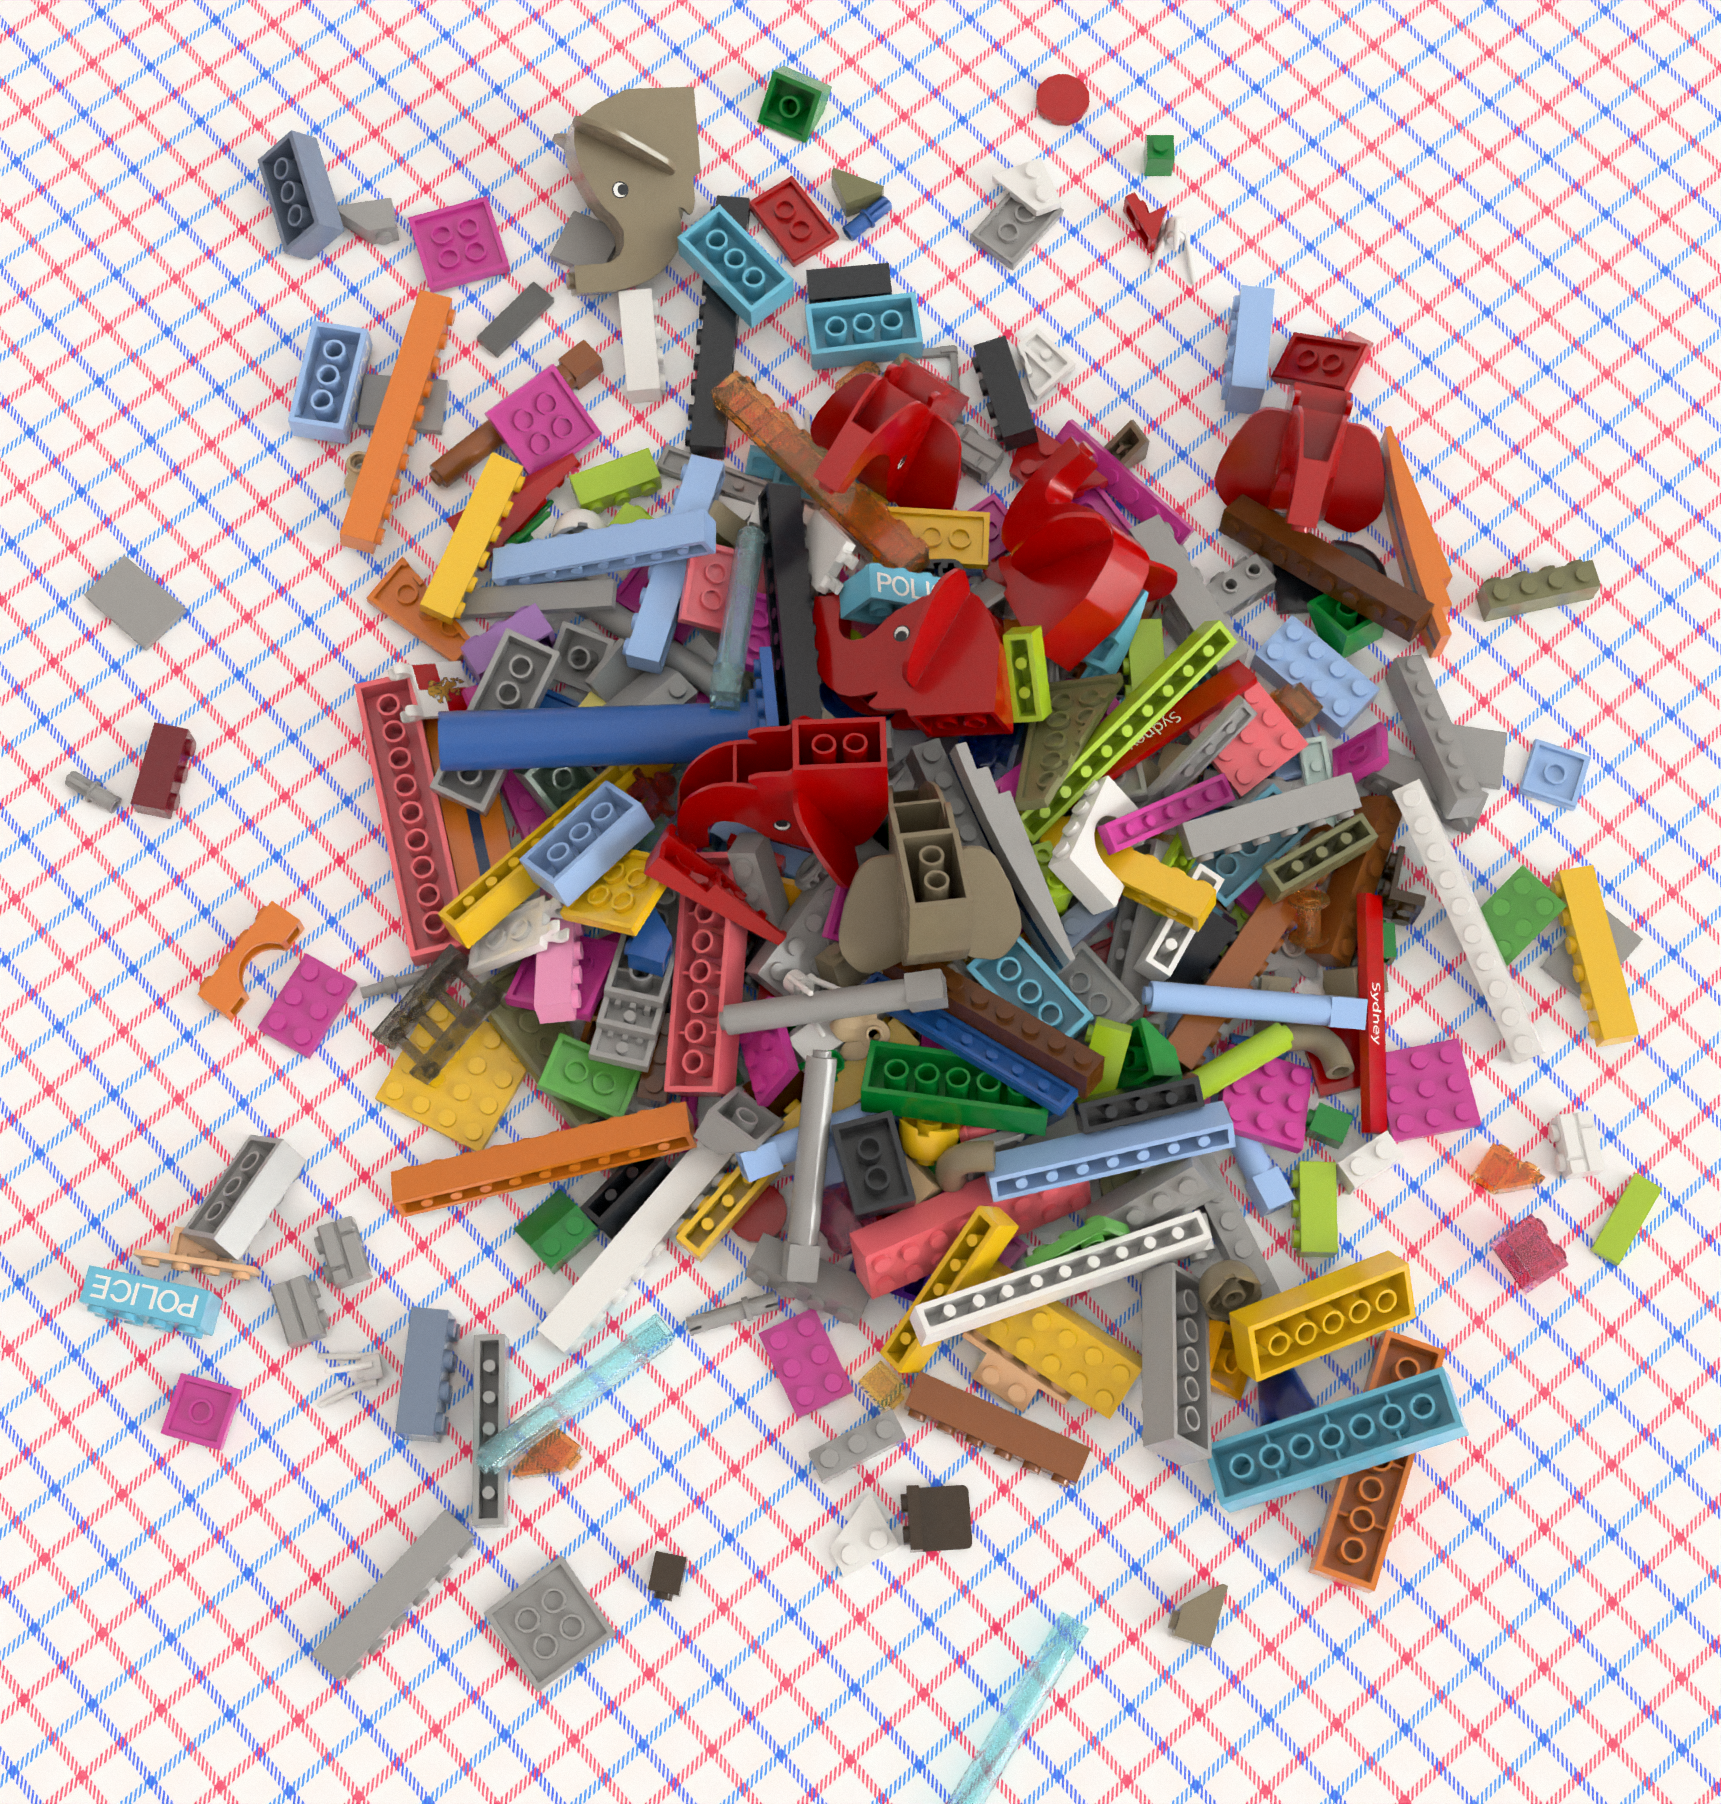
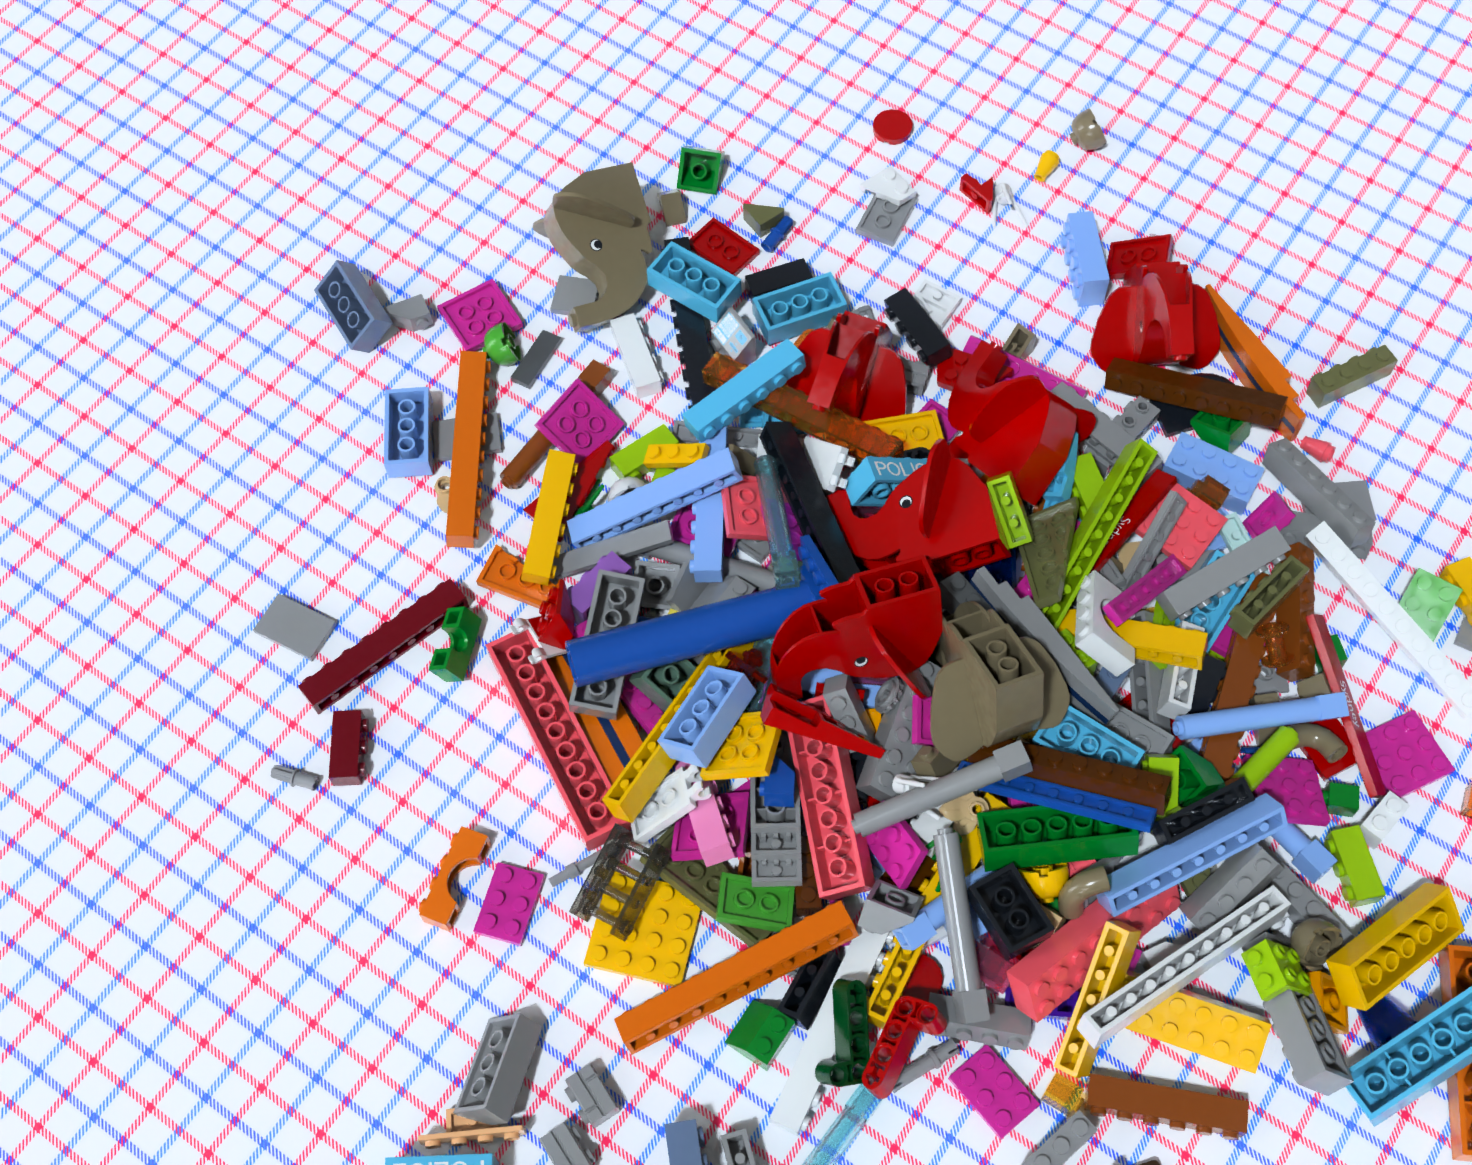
camera: 10 degrees left, 10 degrees down
(235, 653) = (381, 647): none -> dark red brick
(334, 657) = (452, 662): none -> green arch
(448, 672) = (556, 617): none -> red slope
(474, 292) = (501, 346): none -> bright green cylinder
(647, 496) = (674, 455): none -> yellow plate
(661, 1216) = (848, 1000): none -> dark green beam
(722, 1257) = (882, 1076): none -> red beam
(743, 148) = (672, 207): none -> dark tan slope
(753, 433) = (744, 390): none -> medium azure brick
(766, 356) = (734, 338): none -> light grey slope
(1010, 1376) = (1163, 1059): light nougat bracket -> none
(1095, 1231) = (1202, 920): bright green plate -> none
(1159, 155) = (974, 146): green brick -> none
(1167, 1308) = (1275, 970): none -> lime bracket
(1246, 202) = (1047, 163): none -> yellow cone
(1312, 168) = (1087, 131): none -> dark tan cylinder
(1398, 905) = (1337, 618): dark brown bracket -> none
(1462, 678) = (1318, 448): none -> coral cone
(1554, 774) = (1411, 502): light blue tile -> none

